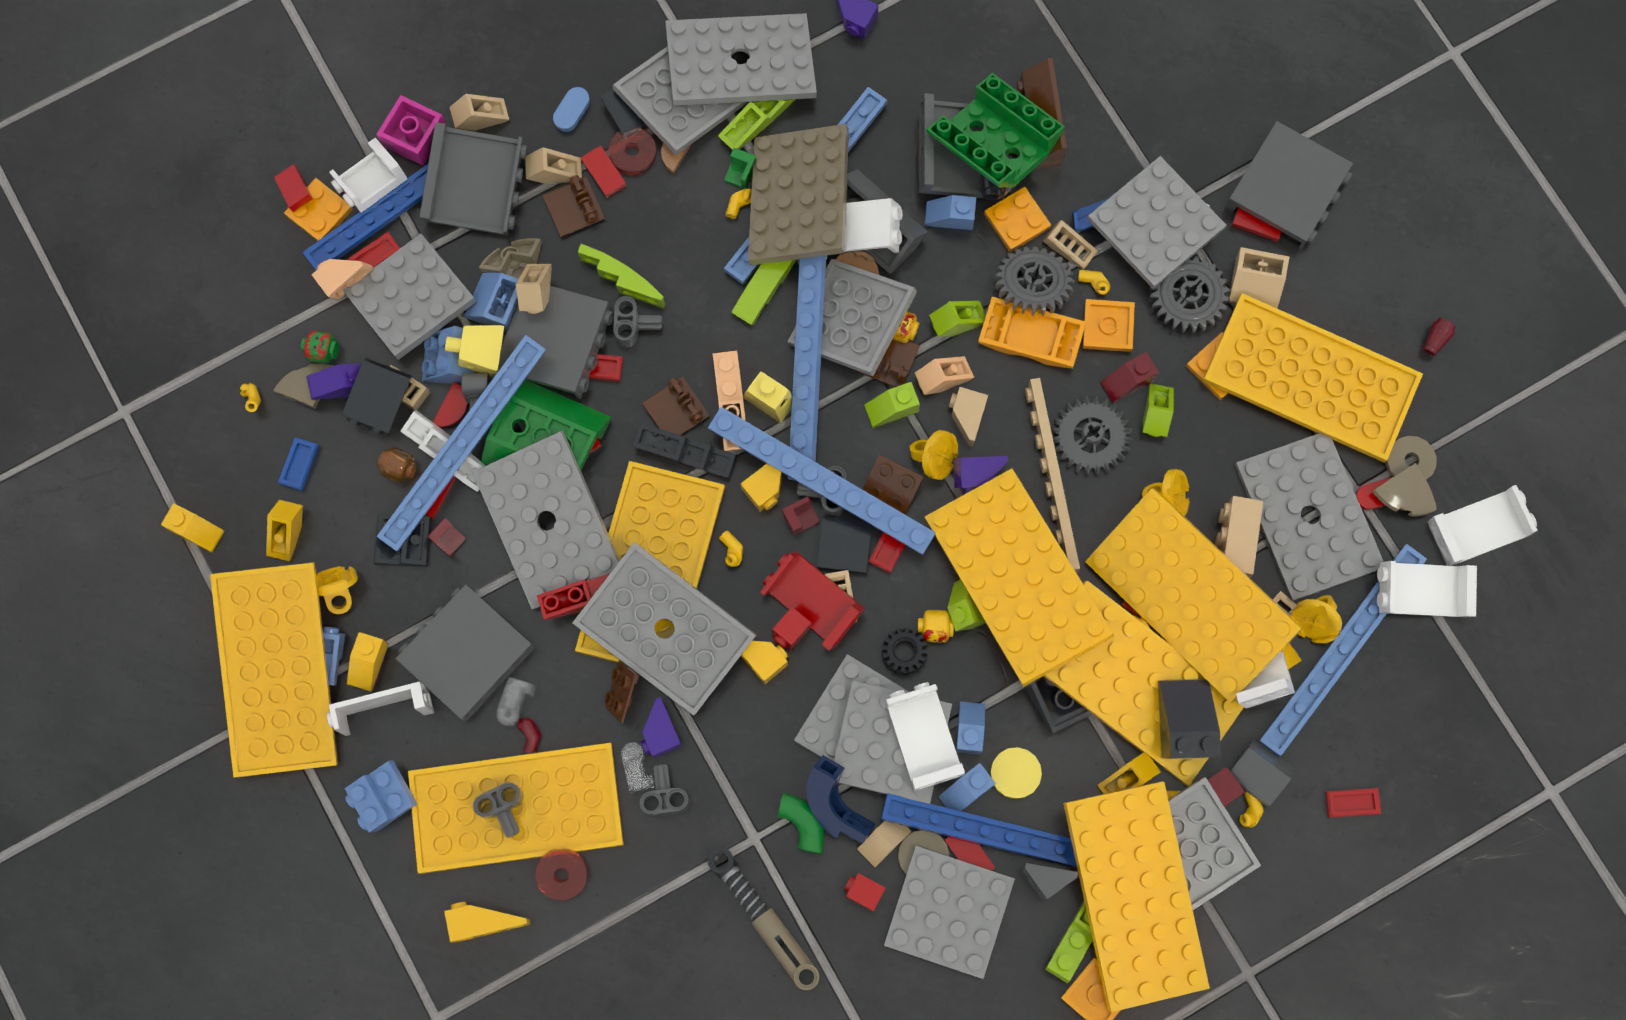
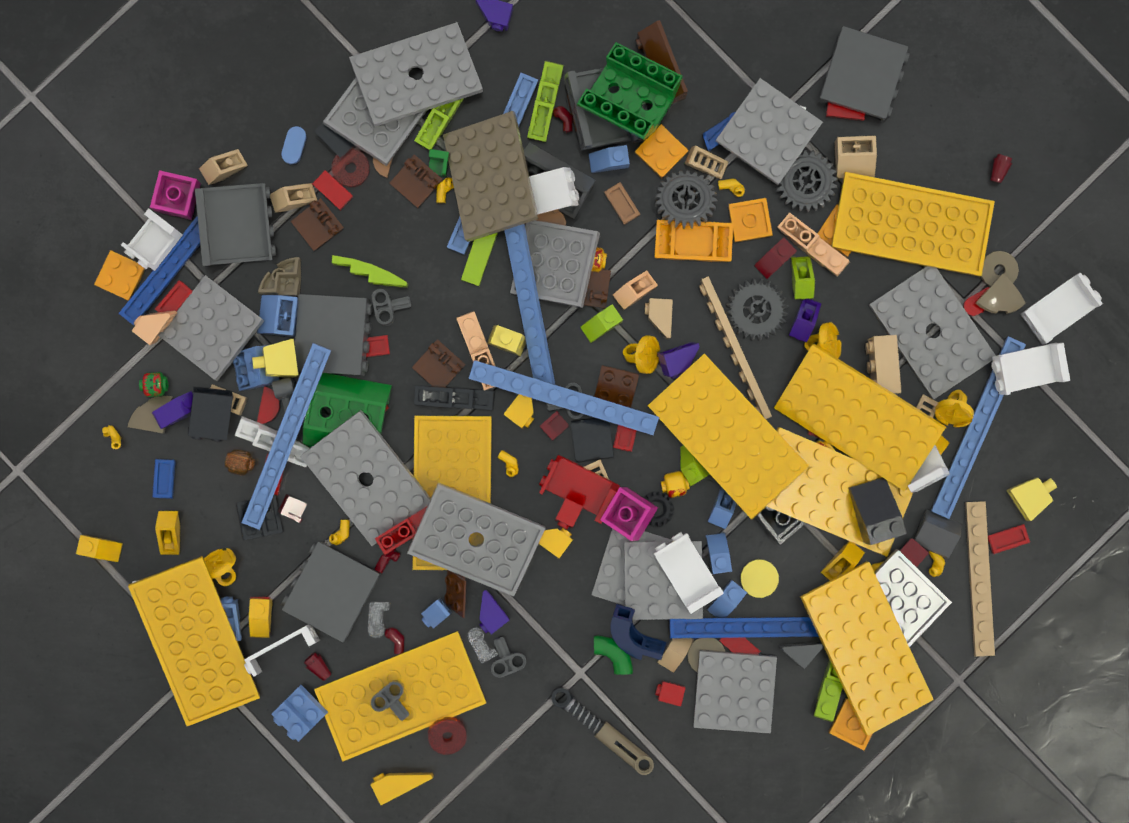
camera: 20 degrees left, 10 degrees up
(293, 188) = (96, 263): red tile -> none
(421, 743) = (317, 666): none -> dark red cone
(499, 586) = (342, 534): none -> yellow arm
(534, 288) = (307, 301): tan slope -> none
(553, 626) = (384, 559): none -> dark red arm
(588, 712) = (435, 613): none -> medium blue slope
(707, 183) = (416, 181): none -> reddish brown hinge
(867, 644) = (629, 513): none -> dark pink brick
(889, 127) = (545, 101): none -> lime slope
(907, 147) = (562, 113): none -> dark red arm
(953, 269) = (622, 203): none -> medium nougat tile
(957, 317) = (635, 242): lime slope -> none
(989, 671) = (722, 509): none -> medium blue slope
(1149, 462) = (805, 319): none -> dark purple slope
(1179, 373) = (813, 245): none -> light nougat slope
(1304, 846) = (979, 578): none -> tan plate
(1395, 754) = (1032, 497): none -> light yellow torso

